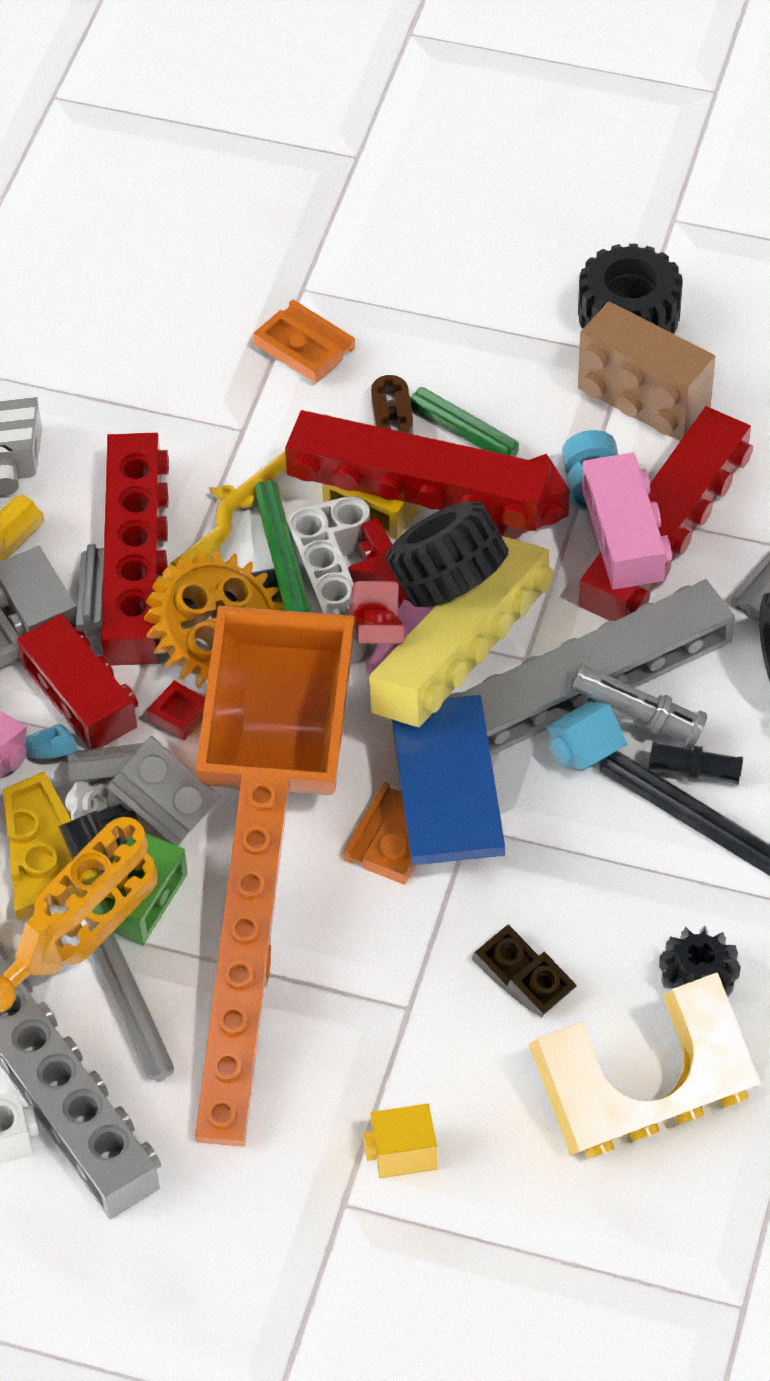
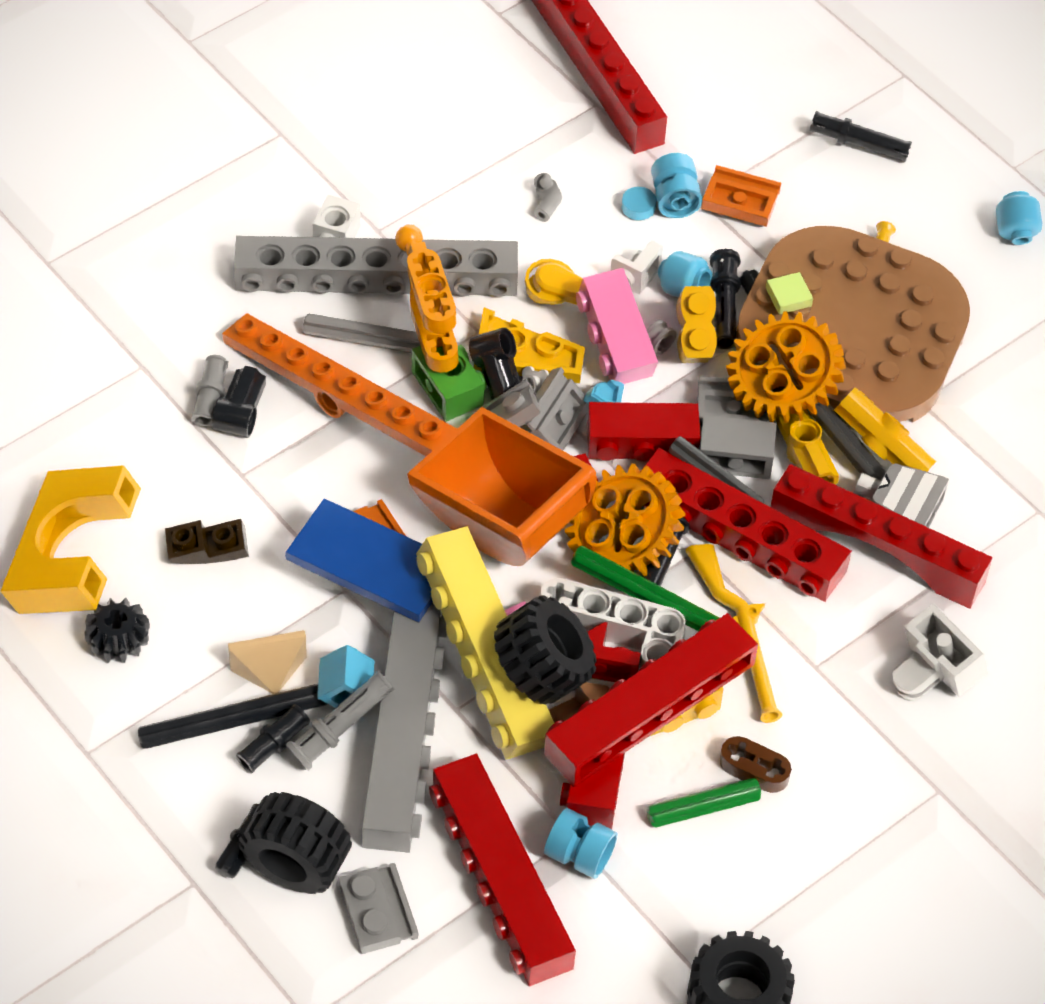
camera: 120 degrees right, 0 degrees up
(61, 439) = (941, 561): none -> red arch
(170, 329) = (939, 655): none -> white brick
(304, 341) = (870, 745): orange plate -> none
(332, 1097) = (209, 389): none -> light grey pin
(340, 1050) = (238, 409): none -> black piece
(376, 612) = (520, 572): slope -> none
(402, 1141) = (145, 403): yellow brick -> none
(611, 821) = (268, 660): none -> tan slope
(625, 520) = (496, 797): bright pink brick -> none
(644, 370) = (643, 931): medium nougat brick -> none

